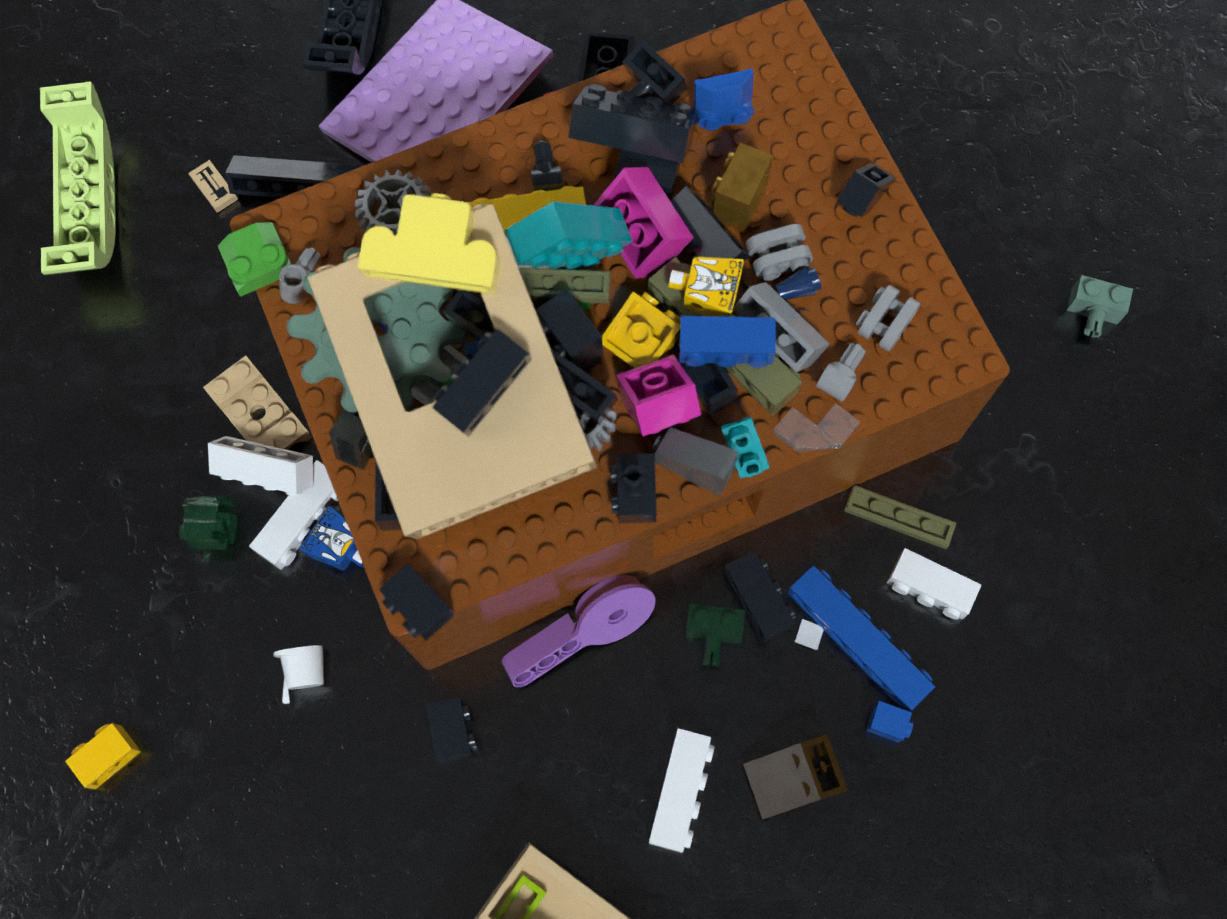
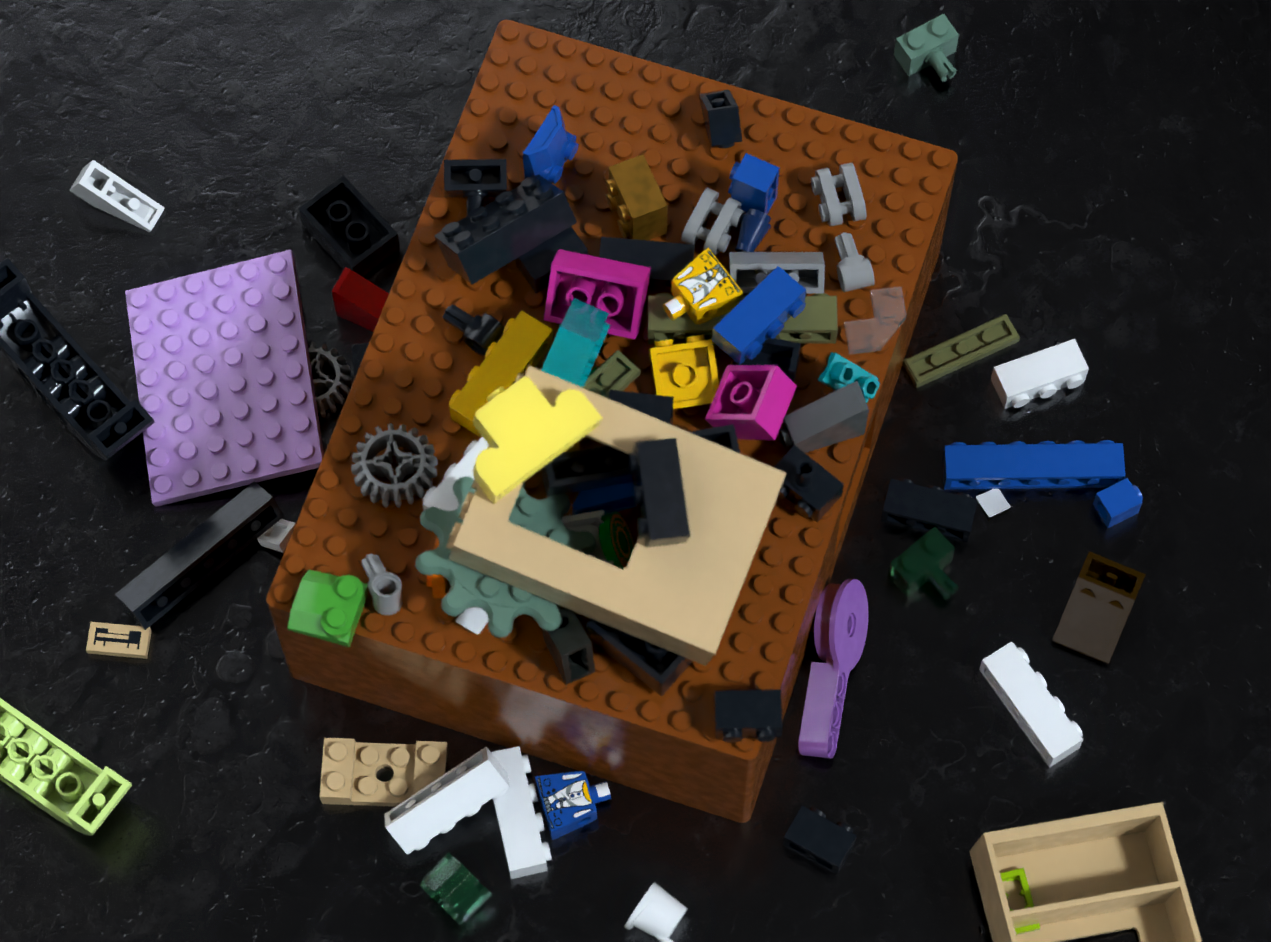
camera: 50 degrees left, 5 degrees down
(832, 252) = (754, 183): none -> blue brick

